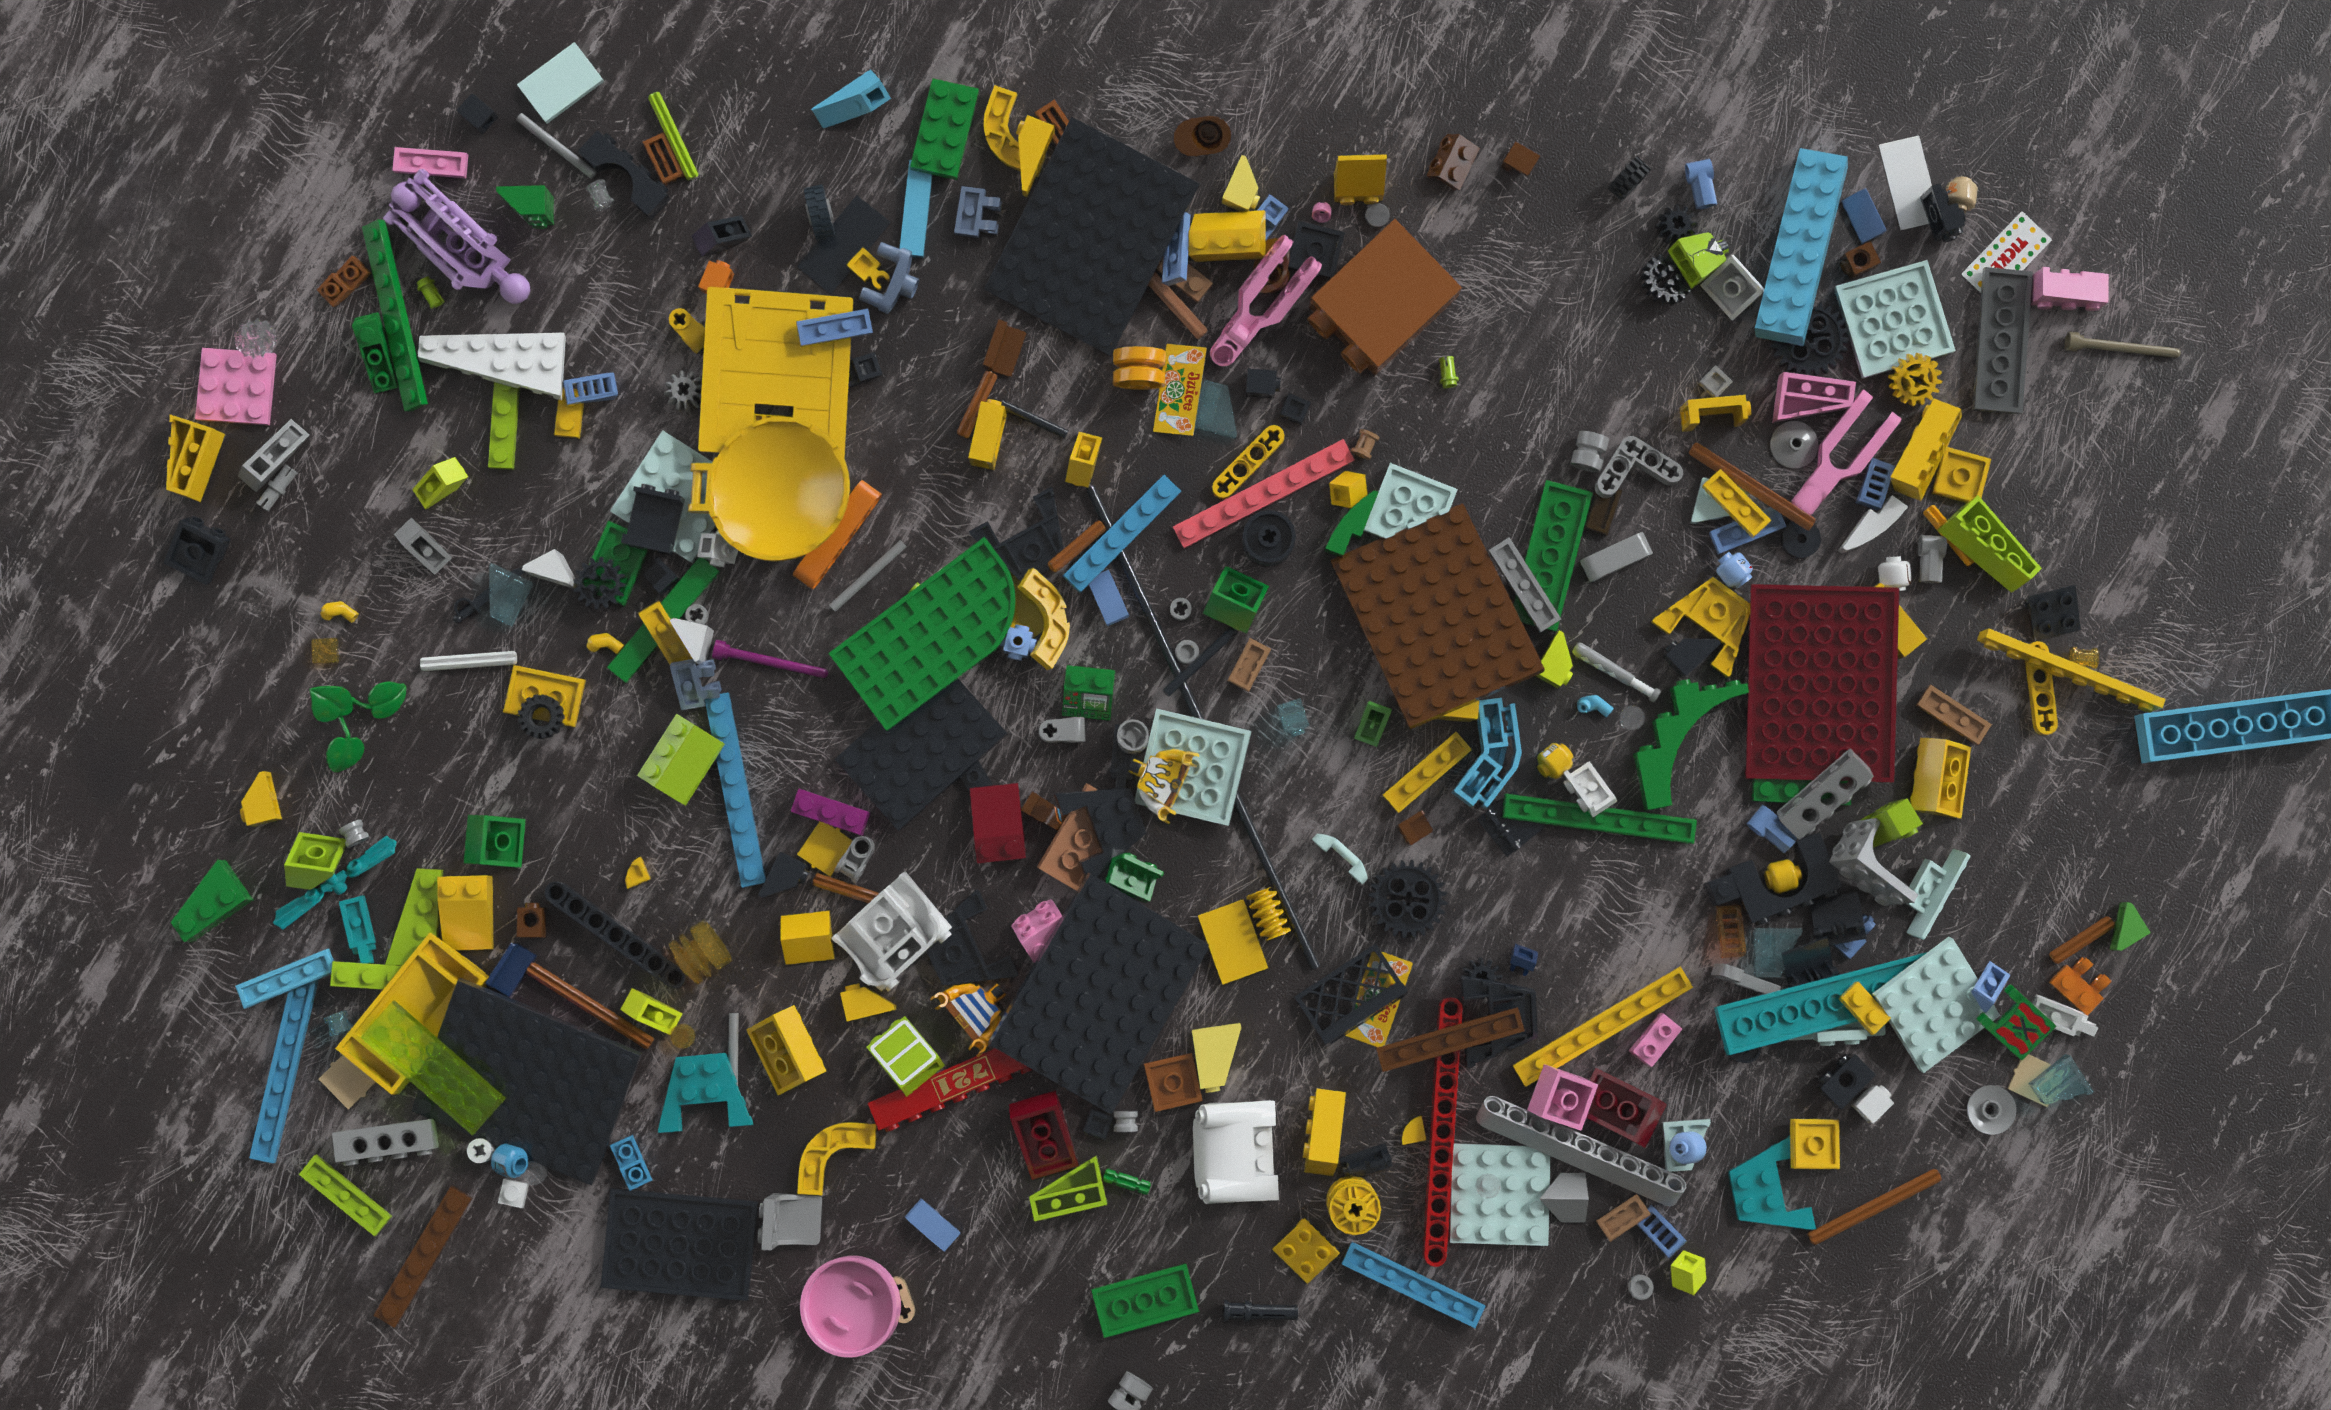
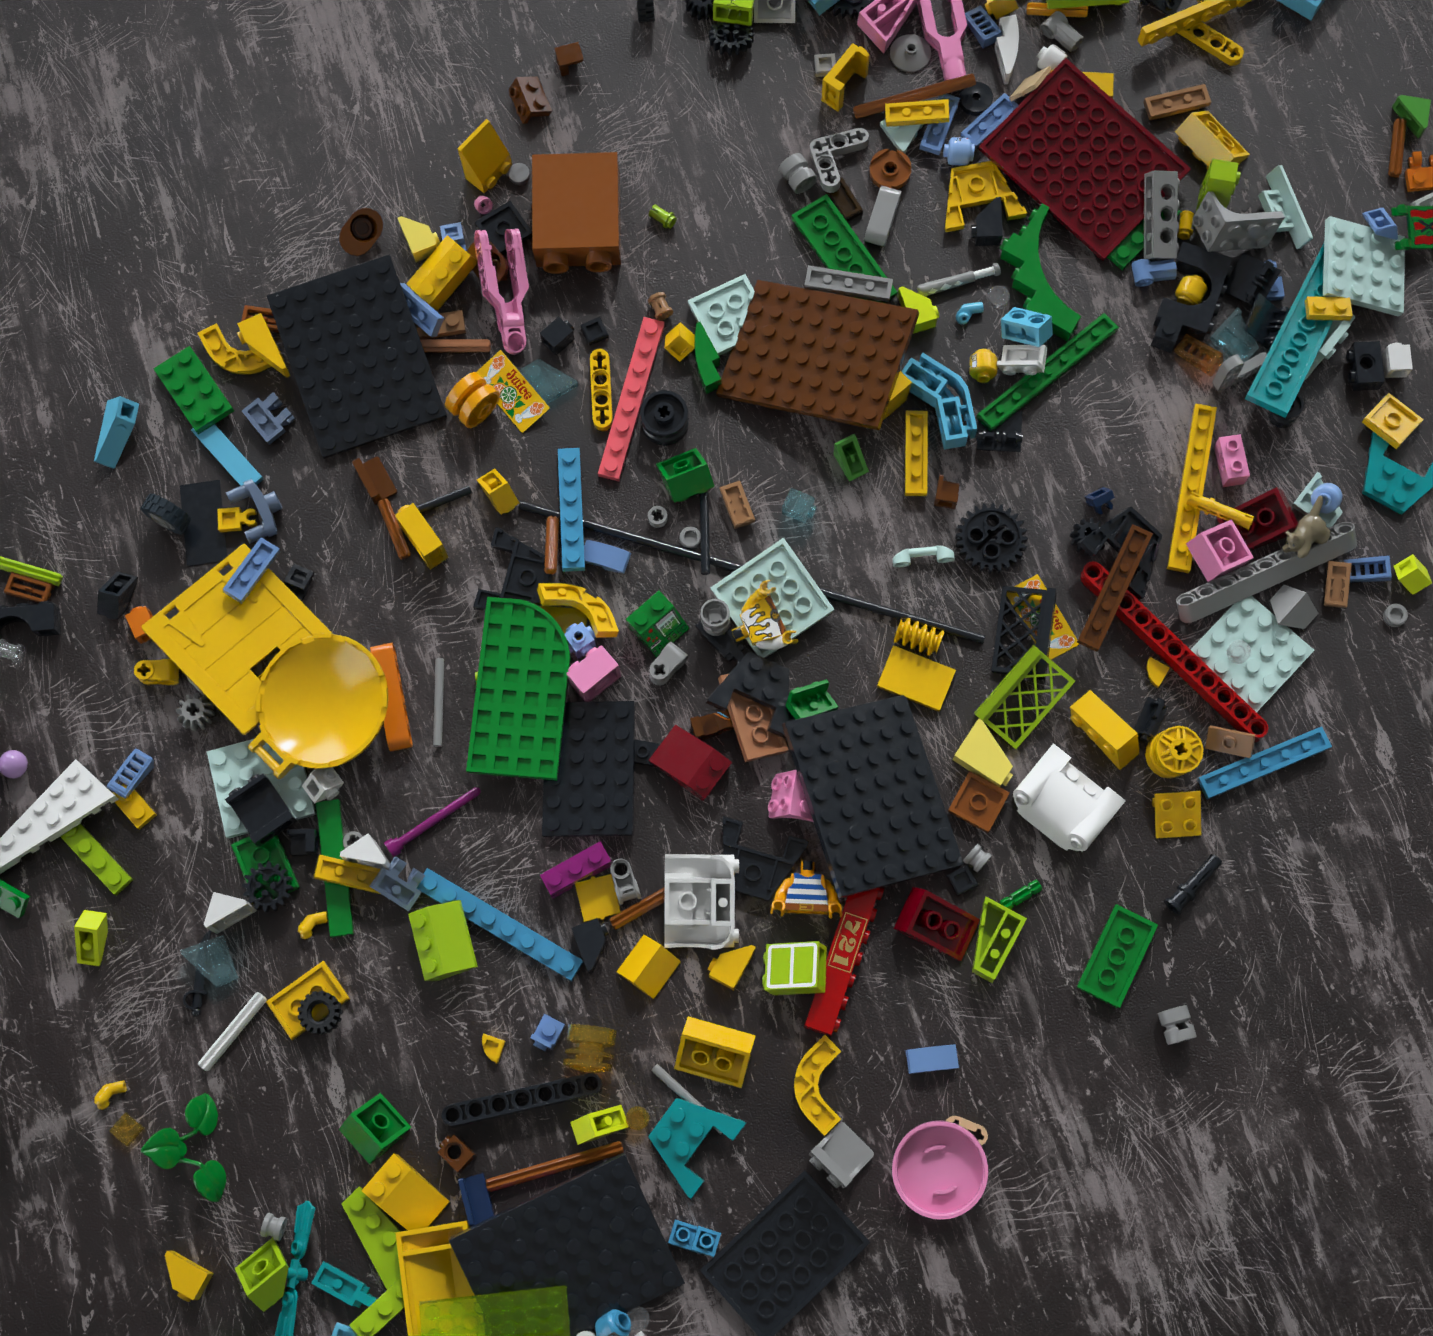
camera: 40 degrees left, 10 degrees down
(422, 546) = (122, 989): light grey slope -> none
(684, 906) = (547, 1033): none -> medium blue bracket
(998, 680) = (593, 673): none -> bright pink brick
(1292, 1022) = (1013, 680): none -> lime fence
(1404, 1242) = (1230, 741): none -> medium nougat plate
(1599, 1068) = (1215, 508): none -> yellow pin
(1619, 768) = (1026, 327): none -> medium azure brick
(1643, 1157) = (1308, 531): none -> dark tan animal
(1677, 518) = (891, 159): none -> dark orange plate
(1788, 570) = (989, 120): none -> medium blue plate
(1841, 819) = (1185, 225): none -> yellow pin
(1851, 576) = (1030, 83): none -> tan piece

